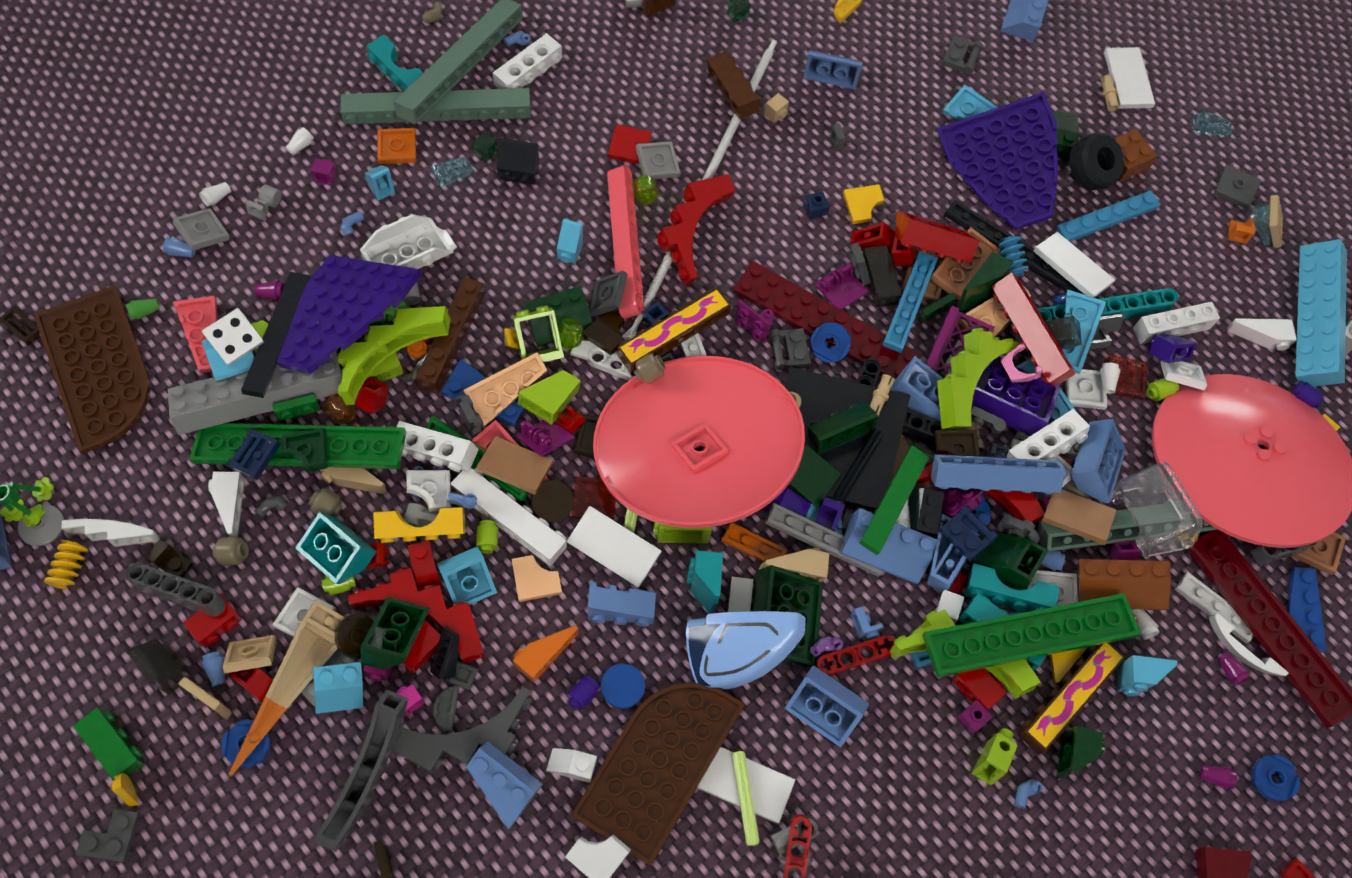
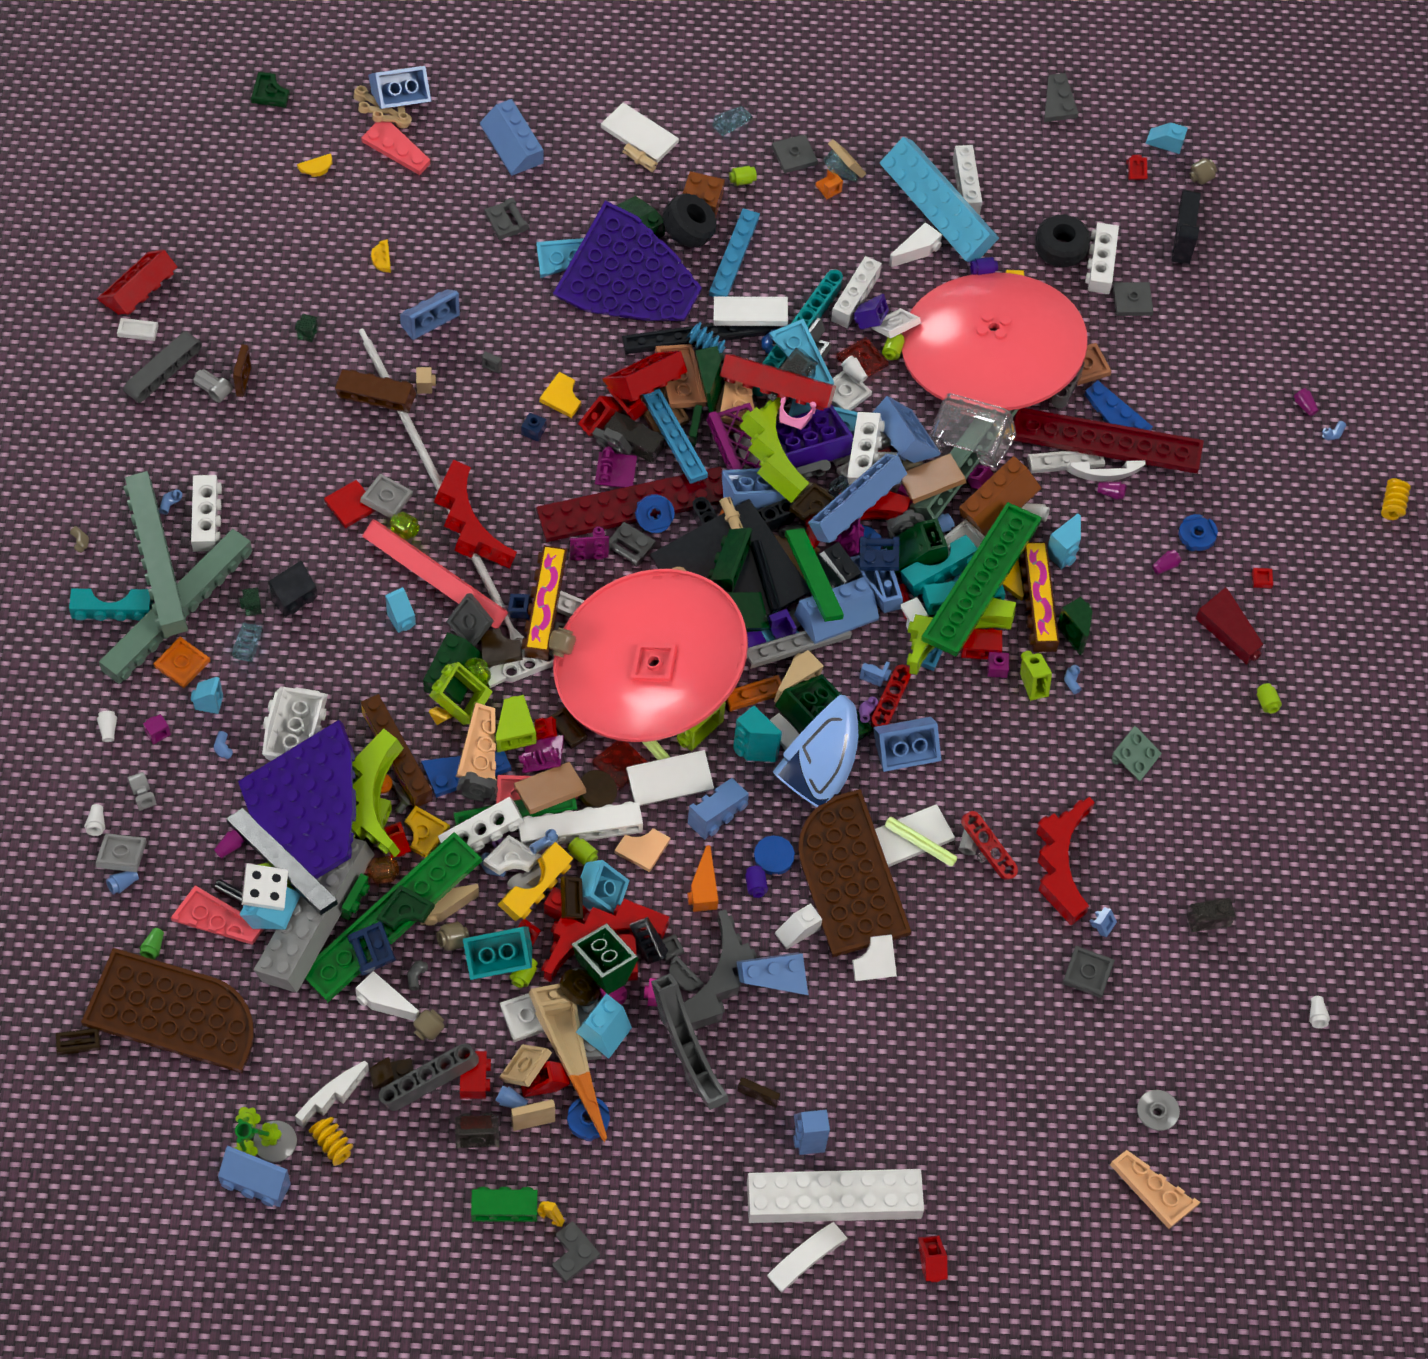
camera: 45 degrees left, 5 degrees down
(405, 408) = (425, 831): none -> yellow tile
(428, 562) = (571, 898): none -> dark brown tile
(1176, 167) = (742, 175): none -> lime brick

